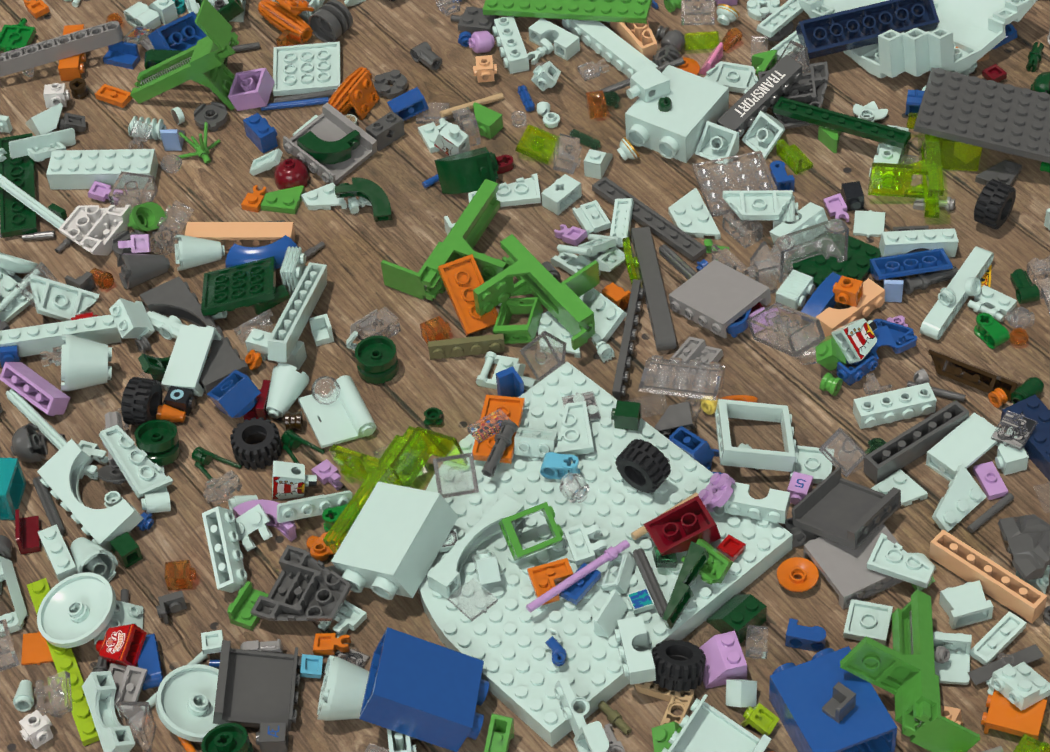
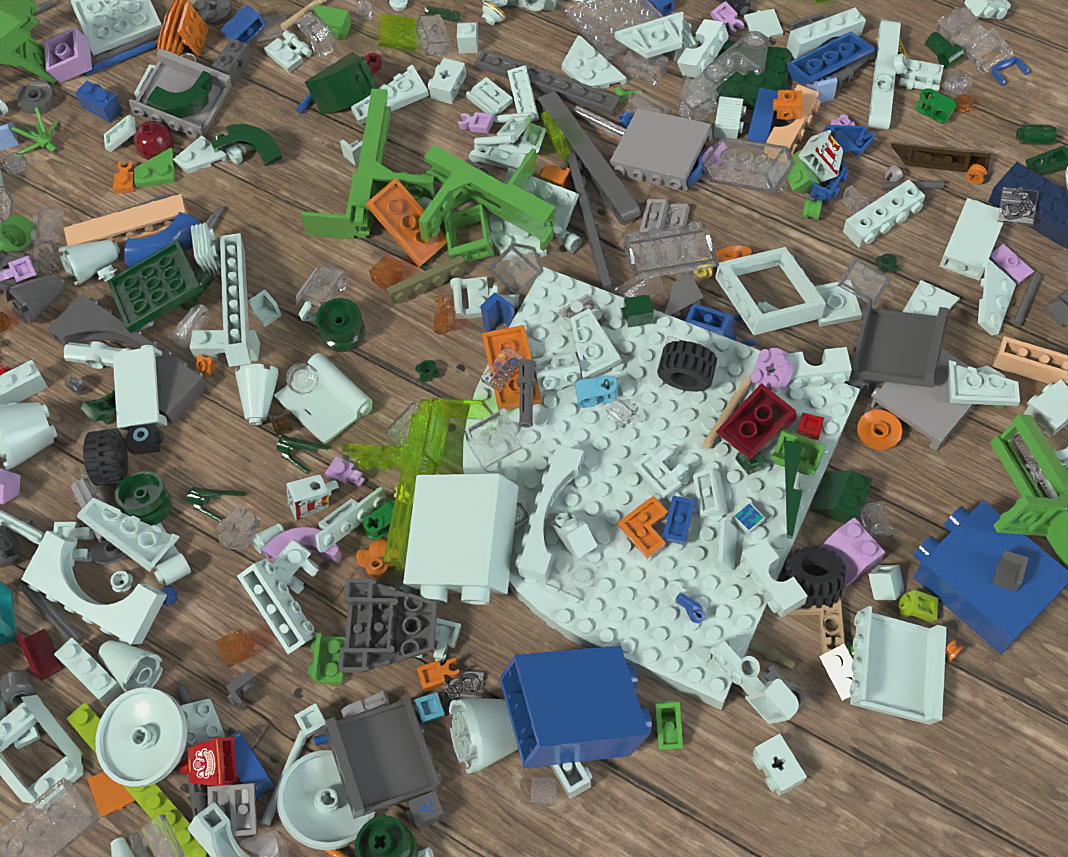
camera: 20 degrees left, 15 degrees up
(126, 550) = (162, 637): dark green brick -> none
(131, 319) = (51, 361): light aqua hips -> none
(170, 414) = (140, 458): orange cone -> none
(206, 267) = (106, 273): none -> light aqua plate
(235, 395) = (205, 415): blue piece -> none
(258, 454) = (249, 448): black tyre -> none
(259, 409) = (232, 414): dark red panel -> none
(452, 140) = (311, 54): light aqua torso -> none
(467, 380) = (445, 318): none -> clear orange plate
(512, 539) = (588, 494): bright green window -> none
(609, 555) = (697, 478): lavender bar -> none
(650, 581) = (750, 493): dark grey axle -> none
(799, 487) = (836, 332): lavender brick -> none
(805, 637) = (918, 497): blue leg -> none
(867, 620) = (971, 459): light aqua plate -> none
(913, 442) = (925, 247): dark grey brick -> none
(1011, 459) = (1019, 236): light aqua slope -> none
(1030, 387) = (1001, 160): dark green head -> none

